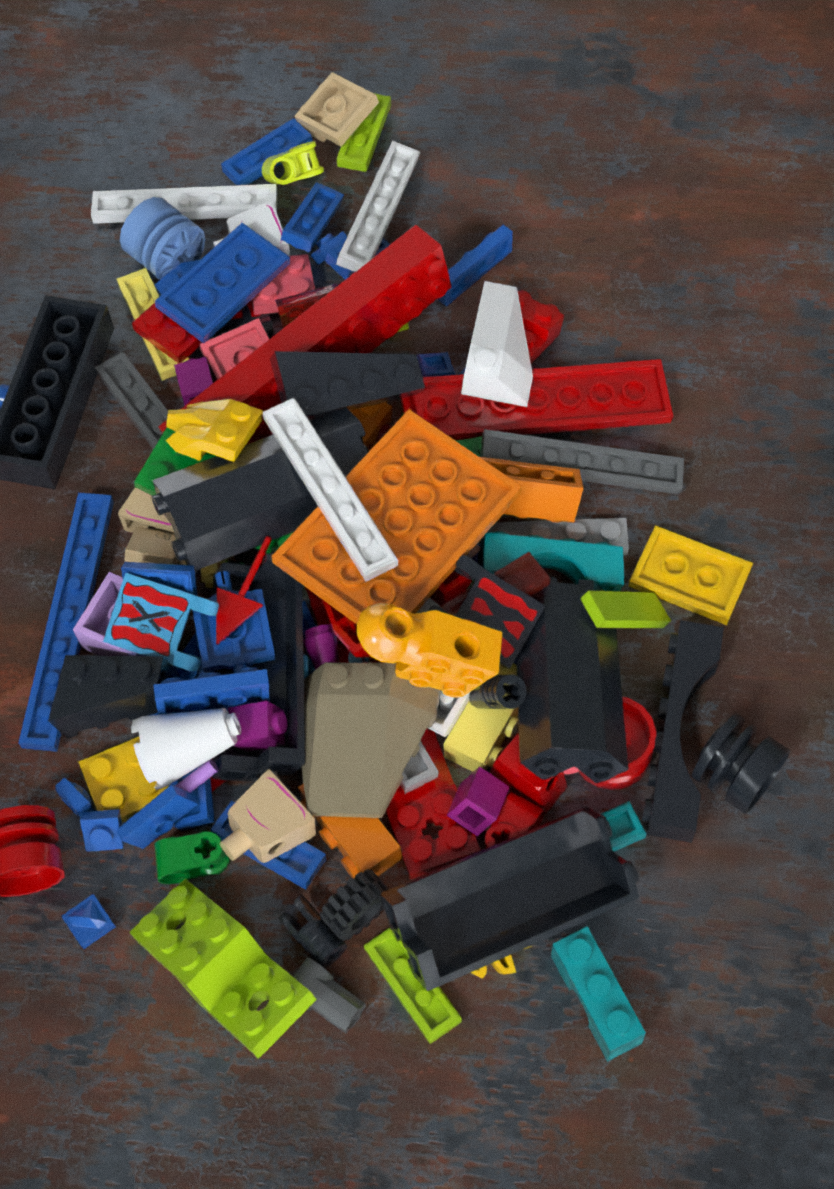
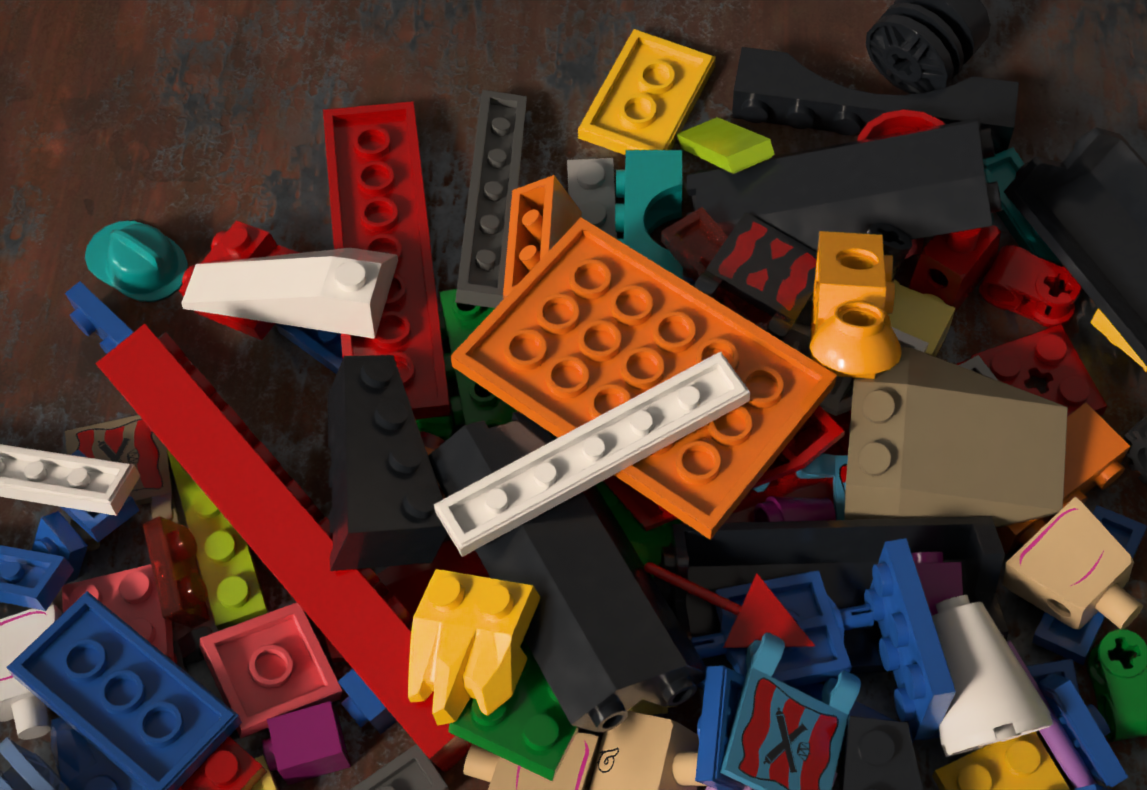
camera: 90 degrees left, 0 degrees up
(435, 364) = (303, 394): blue tile -> none
(478, 801) = (1004, 316): magenta brick -> none
(544, 269) = (136, 261): none -> teal piece

